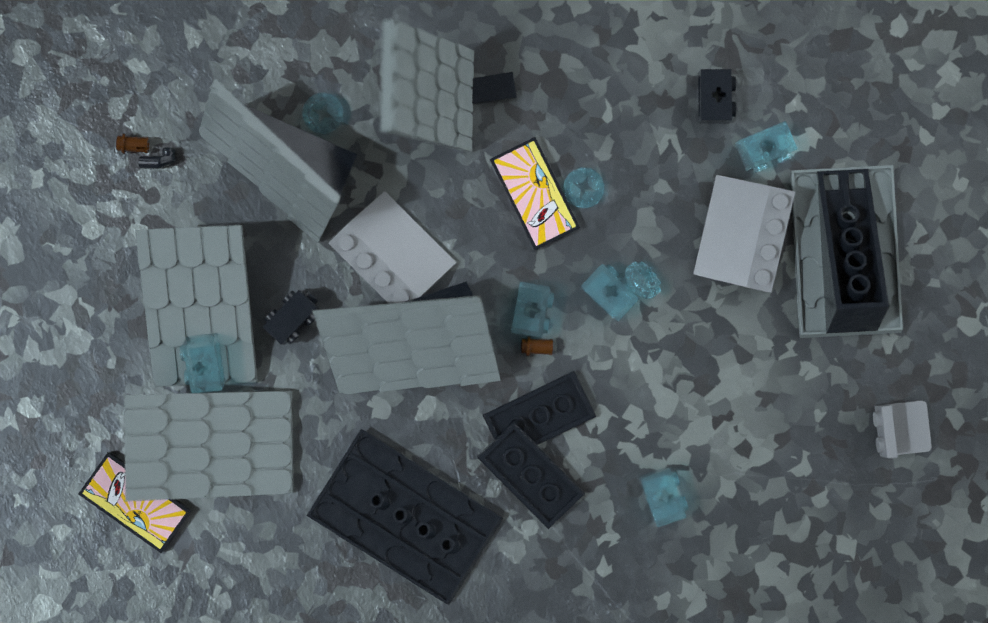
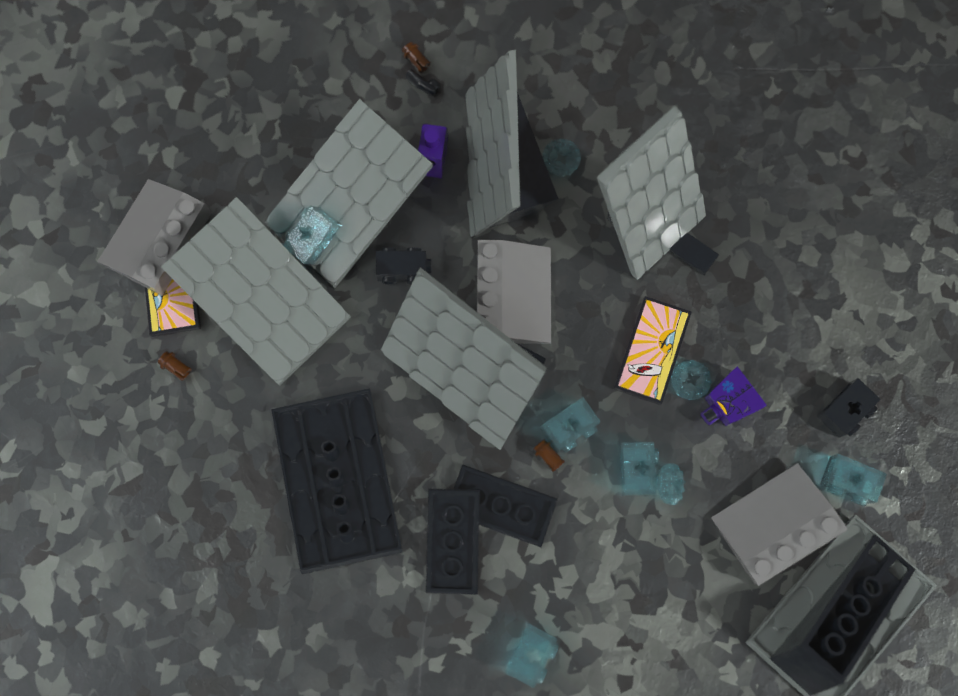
camera: 40 degrees right, 10 degrees down
(85, 479) = (152, 233): none -> light grey slope
(203, 556) = (173, 365): none -> reddish brown pin
(222, 205) = (434, 147): none -> dark purple torso
(627, 174) = (732, 400): none -> dark purple torso

